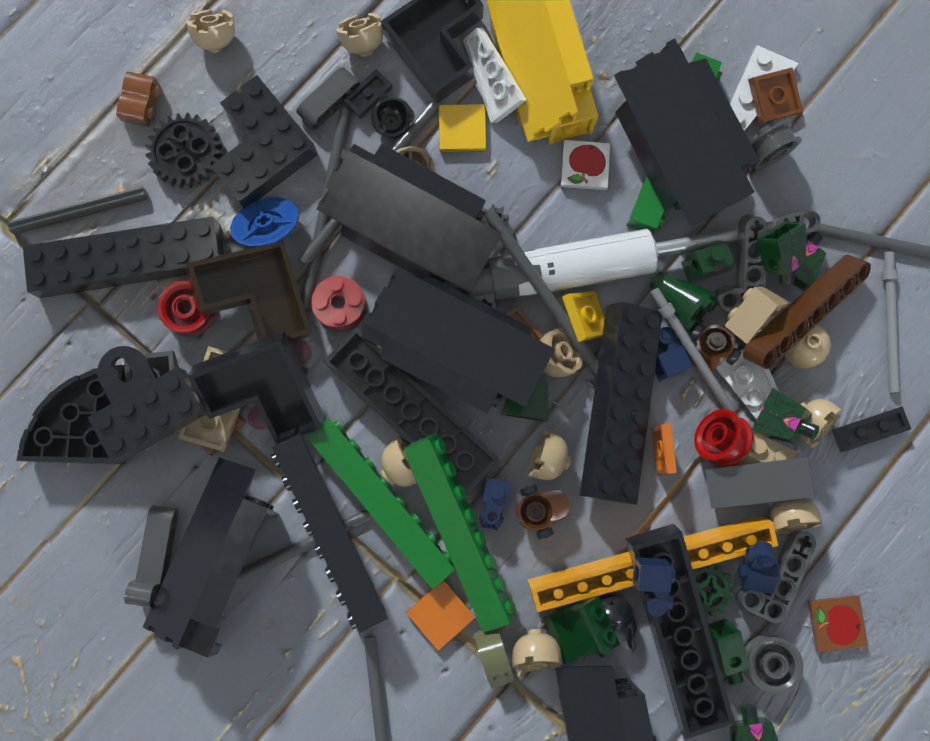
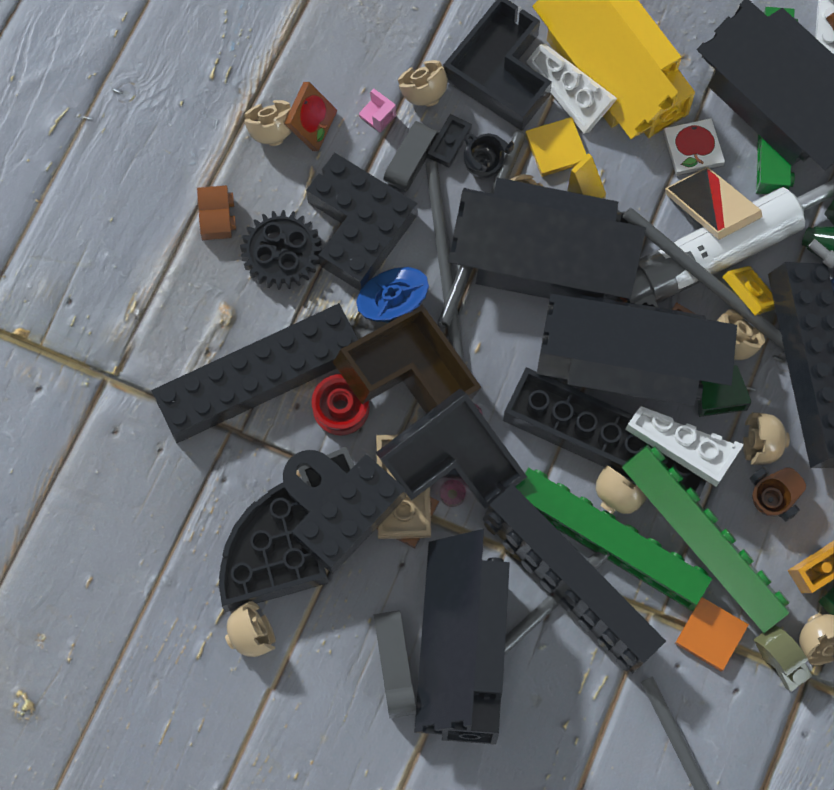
camera: 15 degrees left, 10 degrees down
(40, 488) = (249, 632): none -> tan cylinder
(78, 210) = (188, 342): dark grey axle -> none
(249, 34) = (310, 116): none -> tile
(314, 48) = (378, 111): none -> bright pink panel
(330, 291) = (495, 338): wheel -> none
(469, 173) = (586, 179): none -> yellow slope
(474, 447) = (697, 451): none -> white wing
(495, 496) = (726, 499): dark blue brick -> none
(580, 225) = (713, 203): none -> tile

